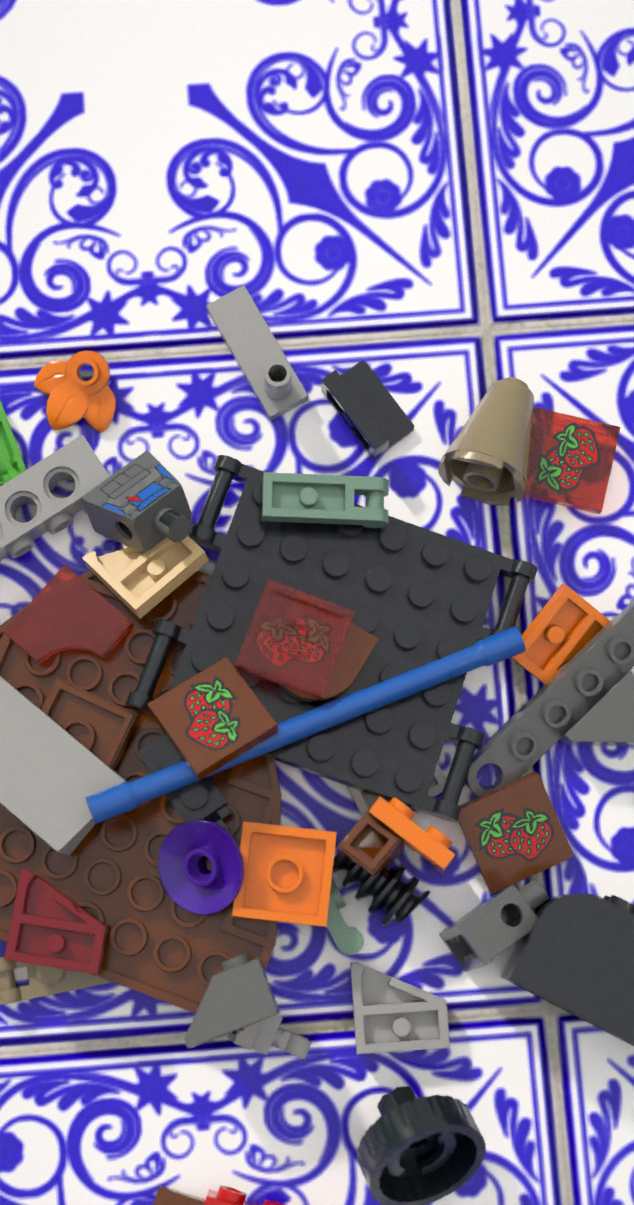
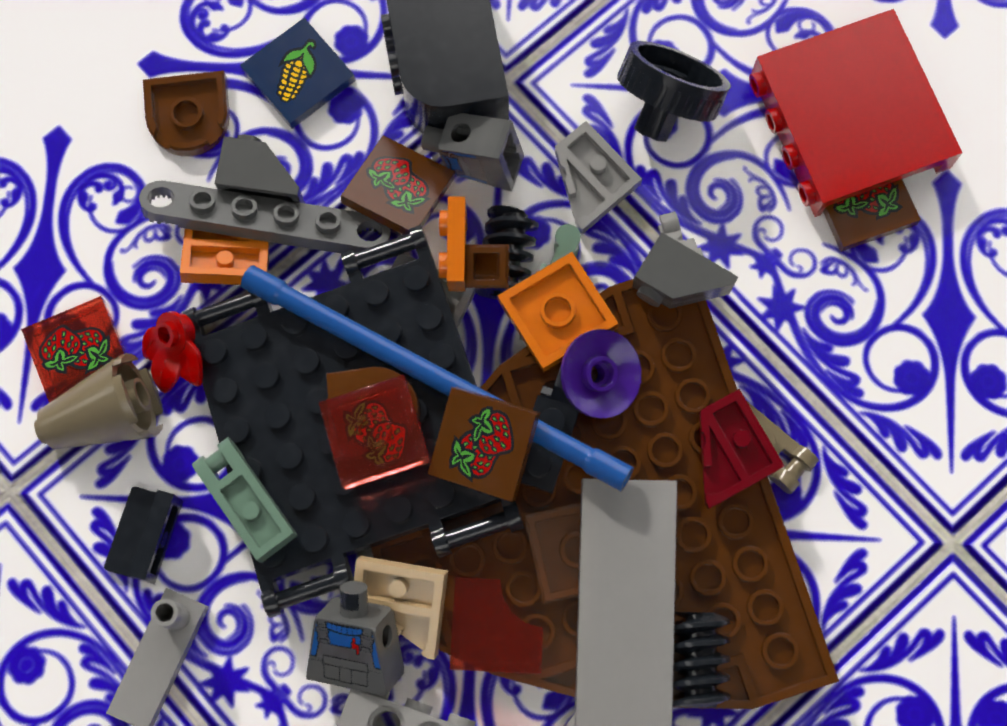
camera: 125 degrees left, 5 degrees down
(502, 533) = (173, 351): none -> red plate

